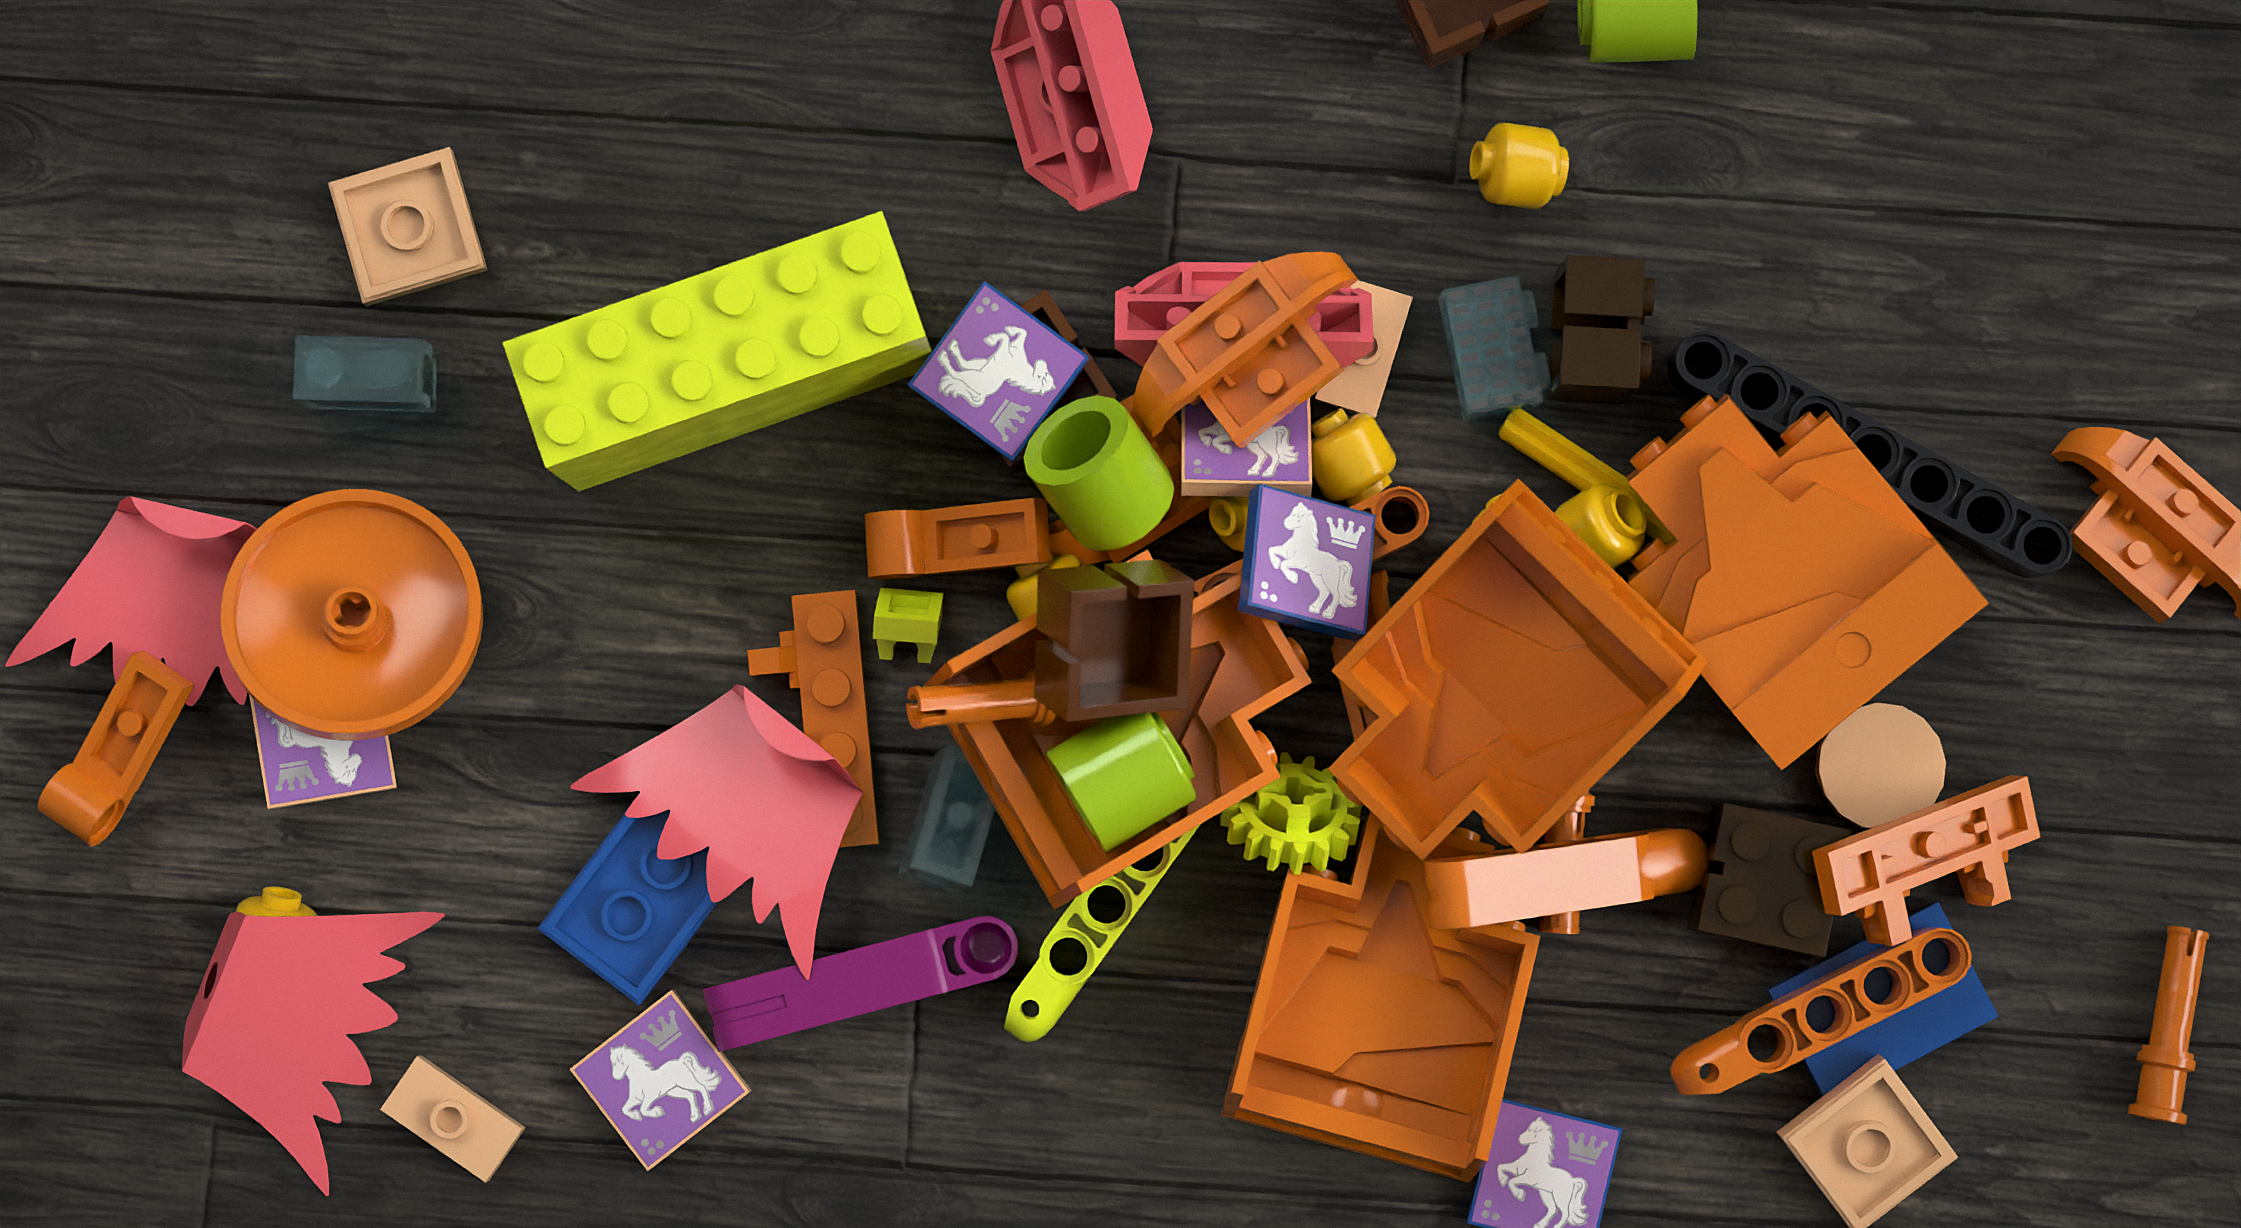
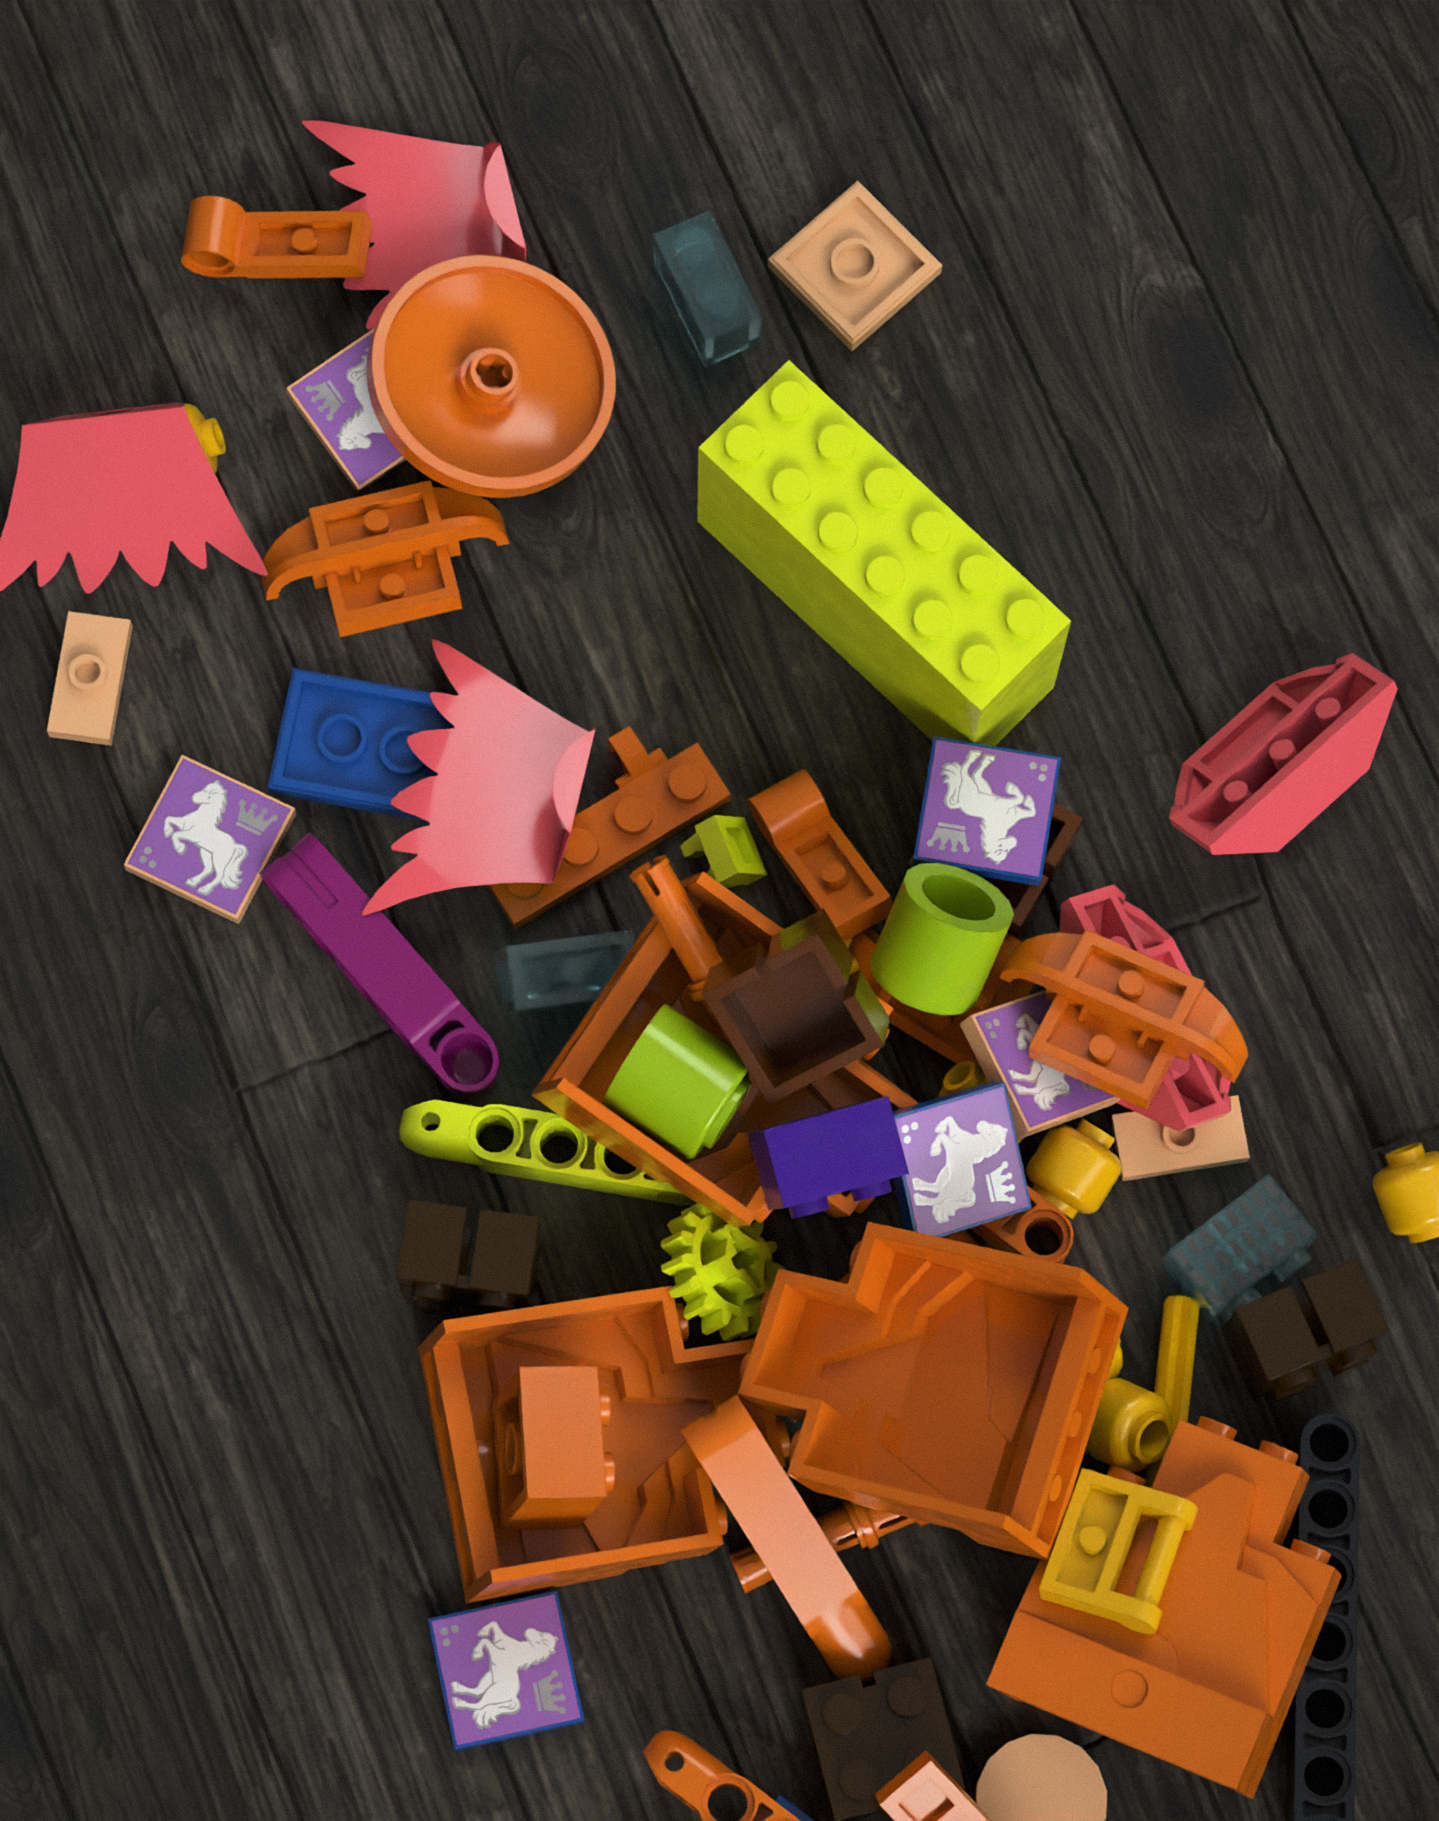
camera: 60 degrees right, 10 degrees down
(470, 794) = (383, 553): none -> orange plate
(1158, 1064) = (437, 1255): none -> dark brown piece
(1258, 676) = (829, 1155): none -> dark purple brick
(1384, 1046) = (551, 1447): none -> orange brick
(1712, 614) = (1096, 1544): none -> yellow plate

